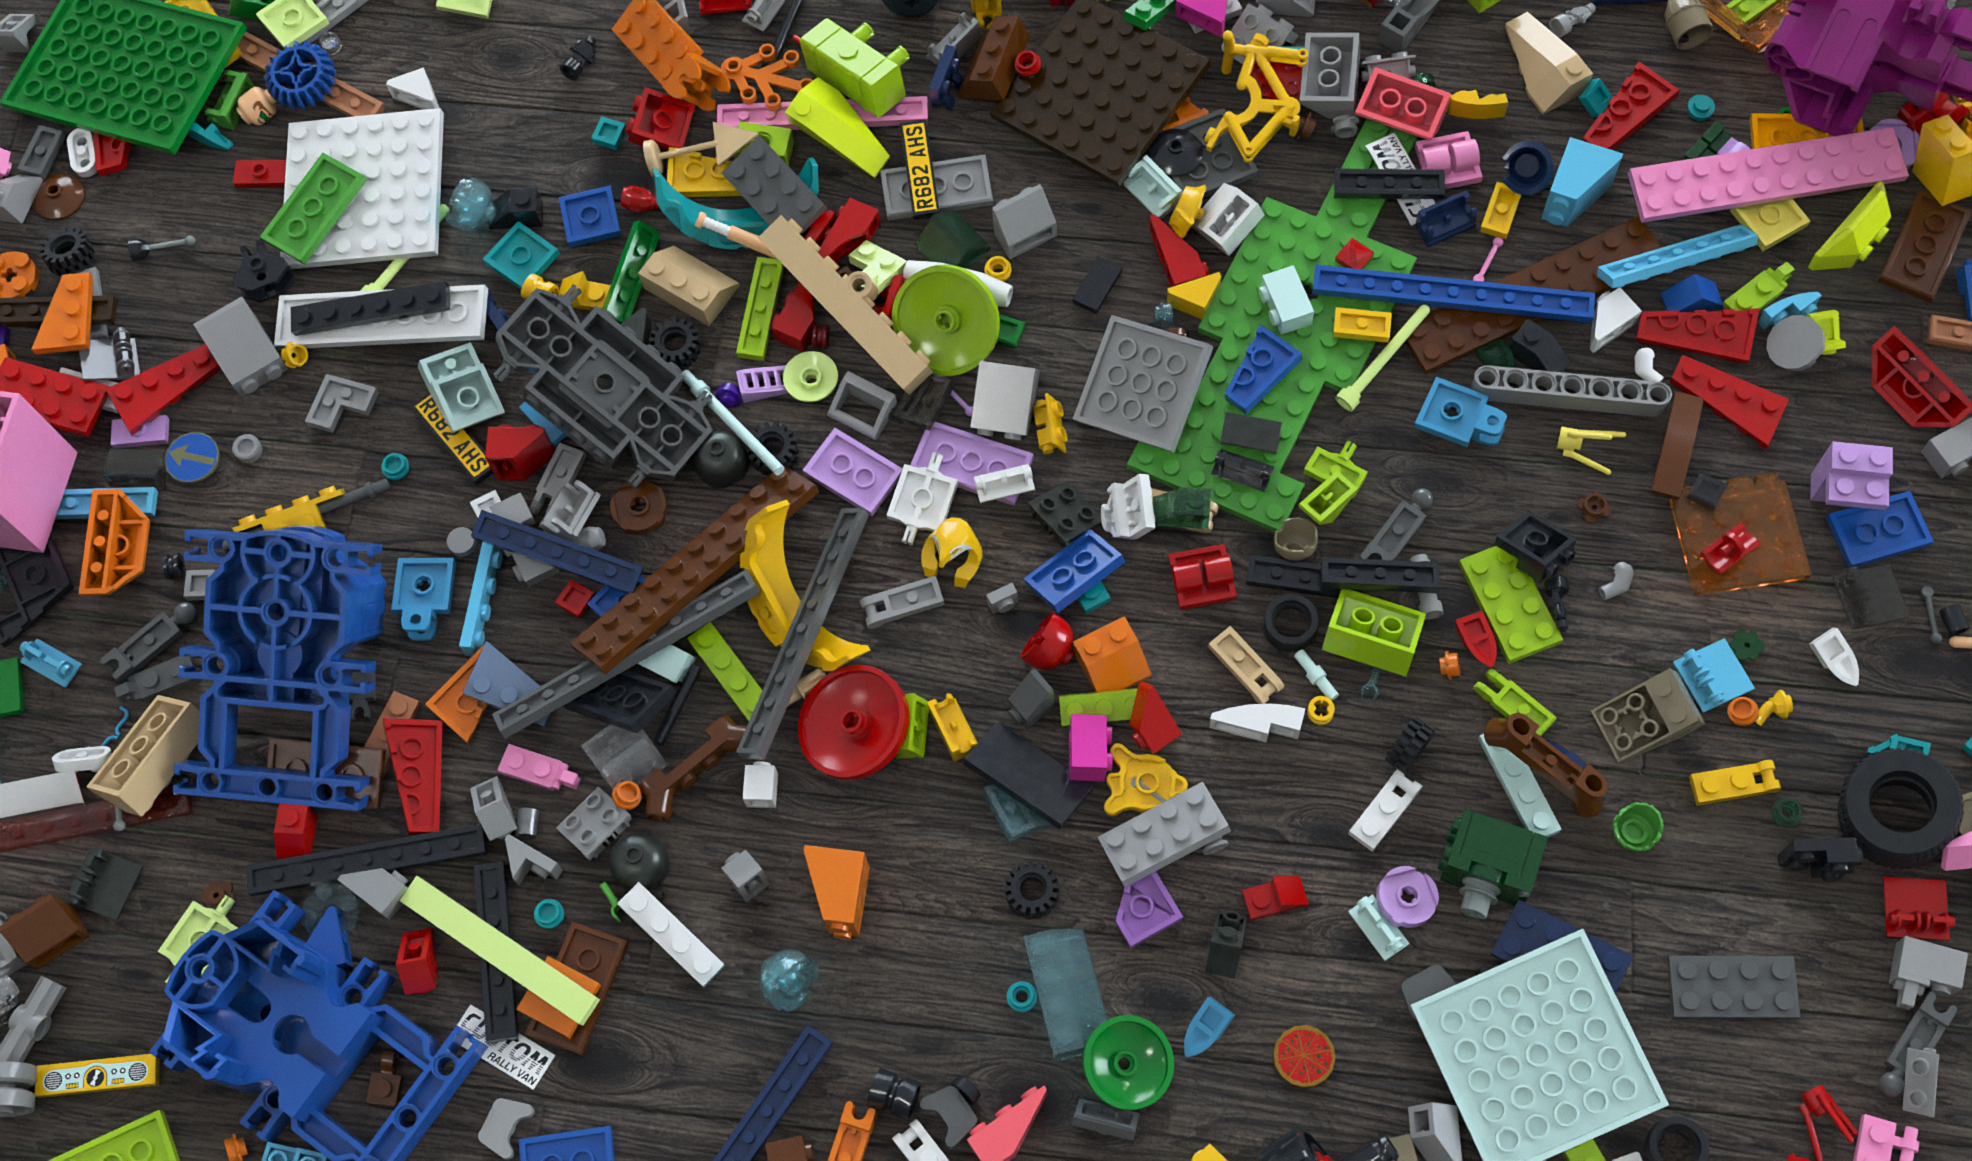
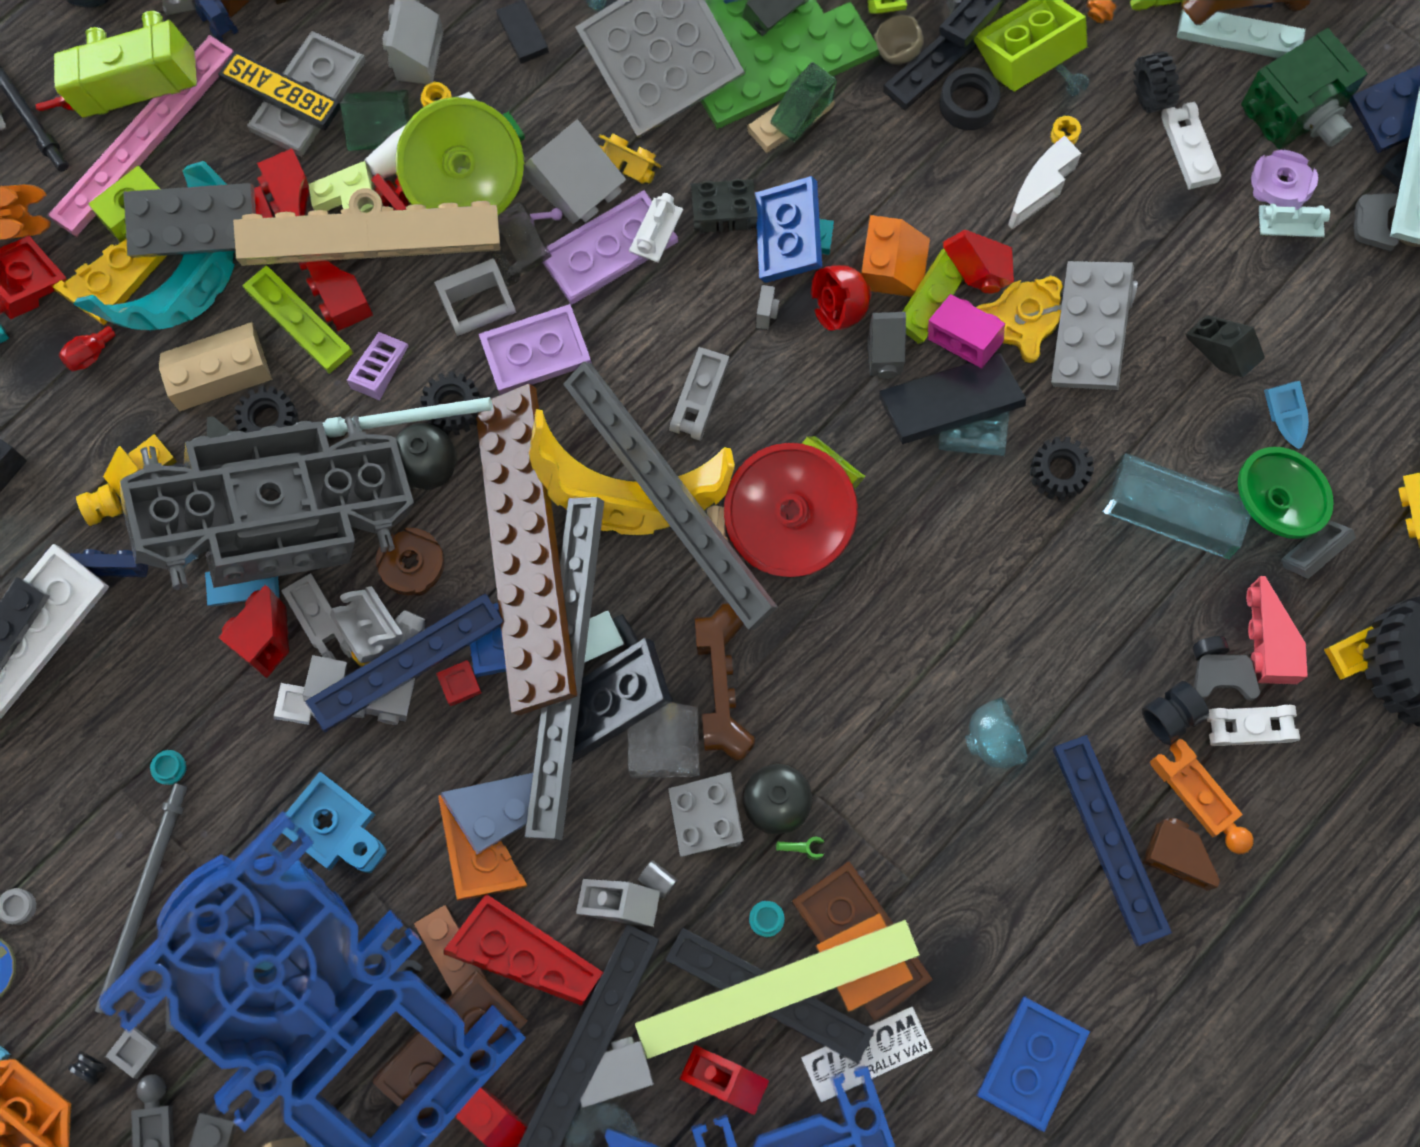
camera: 60 degrees left, 5 degrees up
(301, 513) = (140, 908): yellow bracket -> none
(334, 397) = (38, 777): light grey plate -> none
(459, 444) = (184, 688): tile -> none
(460, 387) = (139, 645): light aqua slope -> none
(461, 542) = (305, 754): light grey tile -> none
(478, 607) = (396, 782): medium azure plate -> none
(502, 1124) = (952, 1102): light grey piece -> none
(520, 255) = (43, 498): teal plate -> none
(524, 857) = (690, 904): light grey slope -> none
(536, 769) = (607, 835): bright pink hinge -> none
(590, 216) = (59, 406): blue plate -> none
(626, 281) = (152, 405): green plate -> none
(626, 795) = (706, 763): orange plate -> none
(671, 934) = (874, 814): white plate -> none
(726, 668) = (654, 591): lime plate -> none
(727, 141) = (99, 227): tan piece -> none
(729, 395) = (364, 404): dark purple plate -> none
(733, 233) = (209, 283): light nougat piece -> none
(745, 875) = (867, 705): light grey slope -> none
(760, 785) = (786, 635): white brick -> none
(763, 76) = (61, 154): orange plant -> none
(808, 366) = (405, 309): yellowish green dish -> none
(820, 336) = (373, 286): dark red bush -> none
(834, 123) = (167, 128): neon yellow wedge -> none
(840, 887) = (948, 629): orange slope -> none
(922, 498) = (612, 308): white plate -> none
(950, 540) = (687, 302): yellow piece -> none
(952, 727) = (857, 433): yellow hinge -> none
(1021, 987) = (1157, 536): teal plate -> none
(1129, 509) = (766, 146): white slope -> none
(1146, 910) = (1149, 389): medium lavender plate -> none
(1202, 576) = (873, 135): red plate -> none
(1242, 470) = (805, 33): black hinge -> none
(1245, 665) = (981, 159): tan plate -> none
(1276, 897) = (1207, 283): red slope -> none
(1304, 1056) = (1365, 355): tile -> none
(1316, 675) = (1031, 113): light aqua bar -> none

